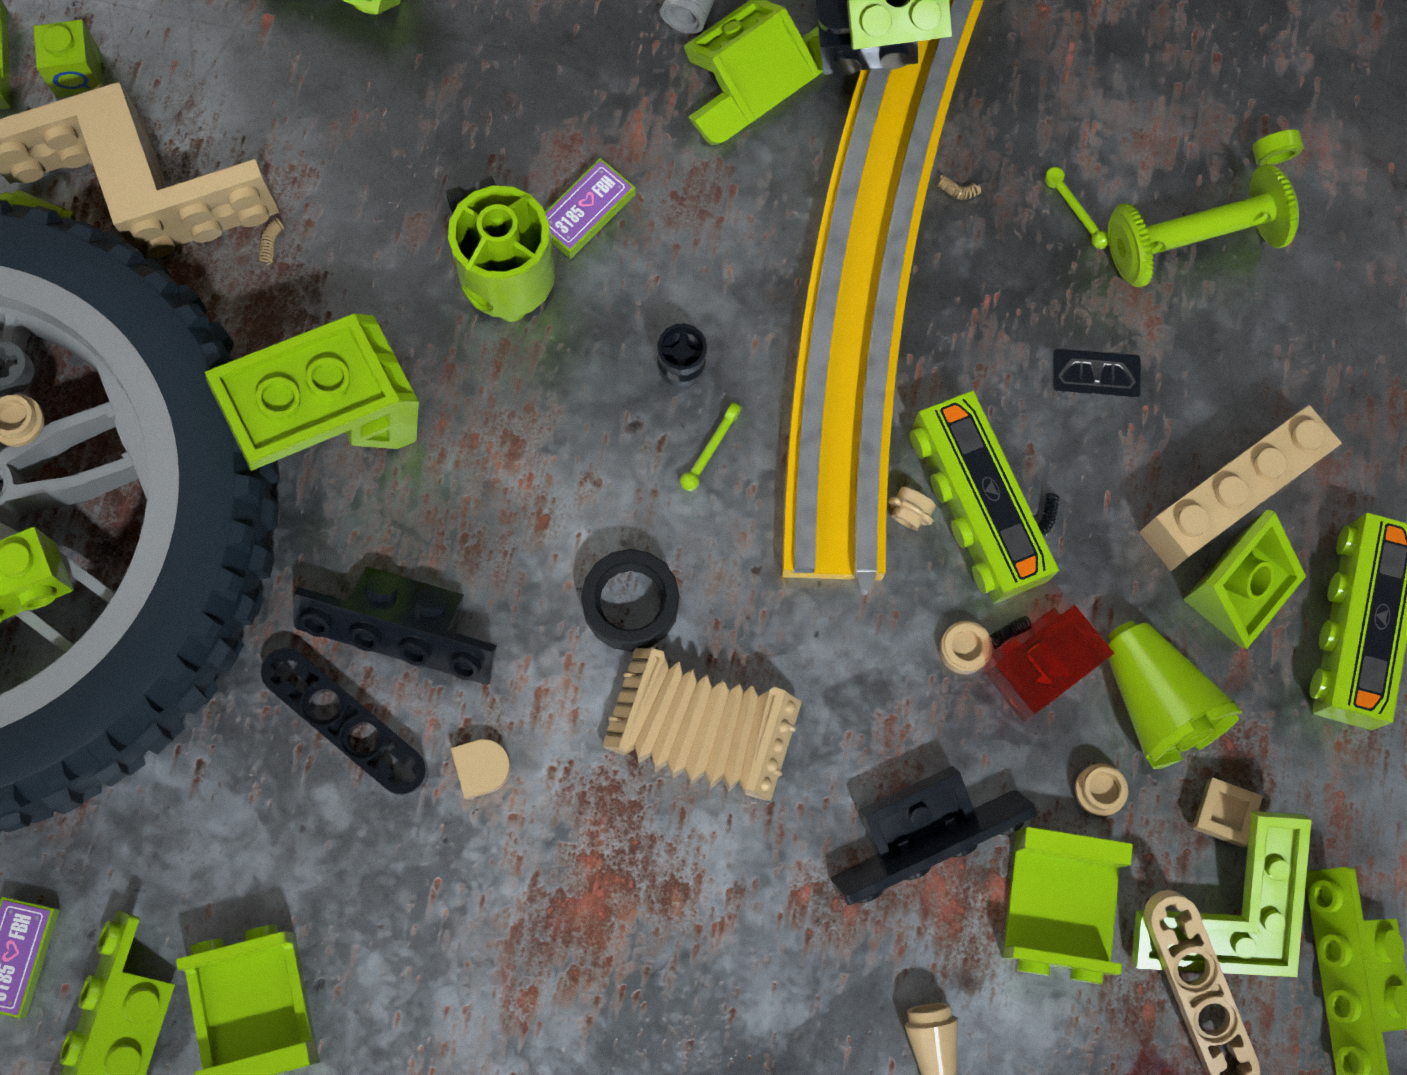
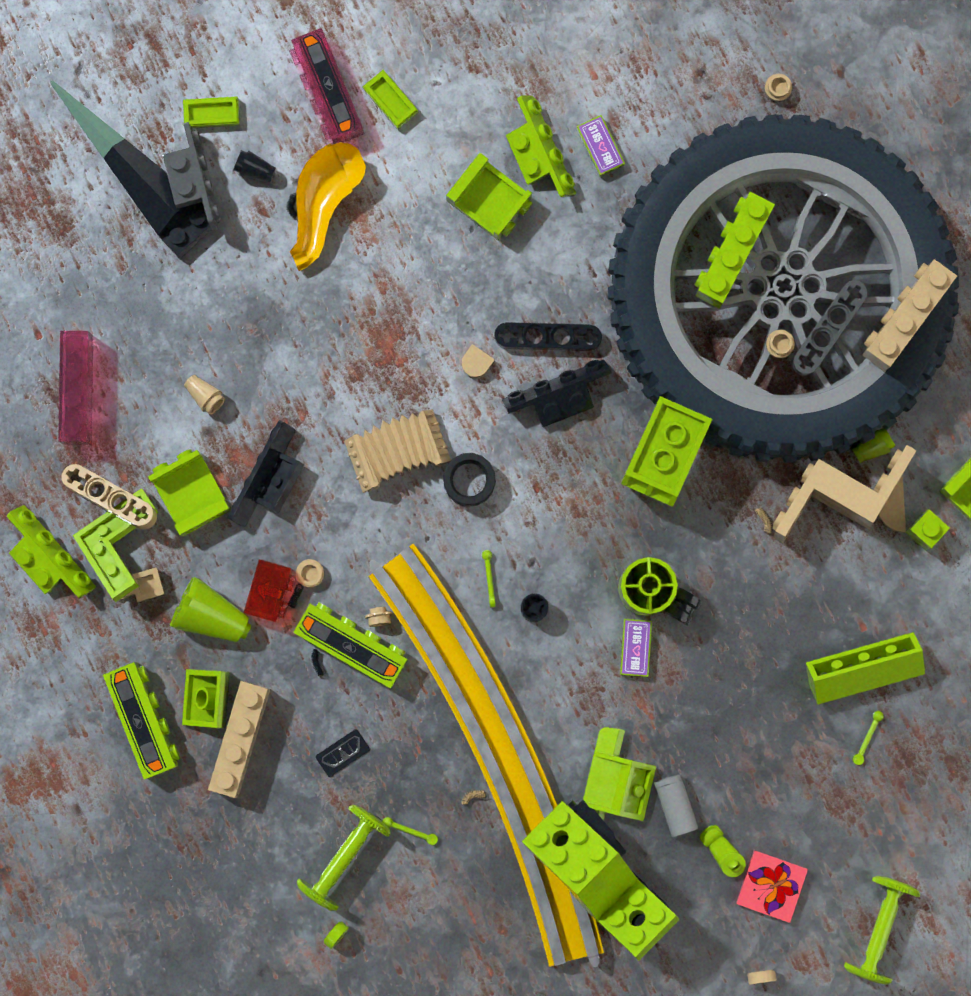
camera: 150 degrees right, 10 degrees up
(1101, 790) = (207, 554): tan plate -> none

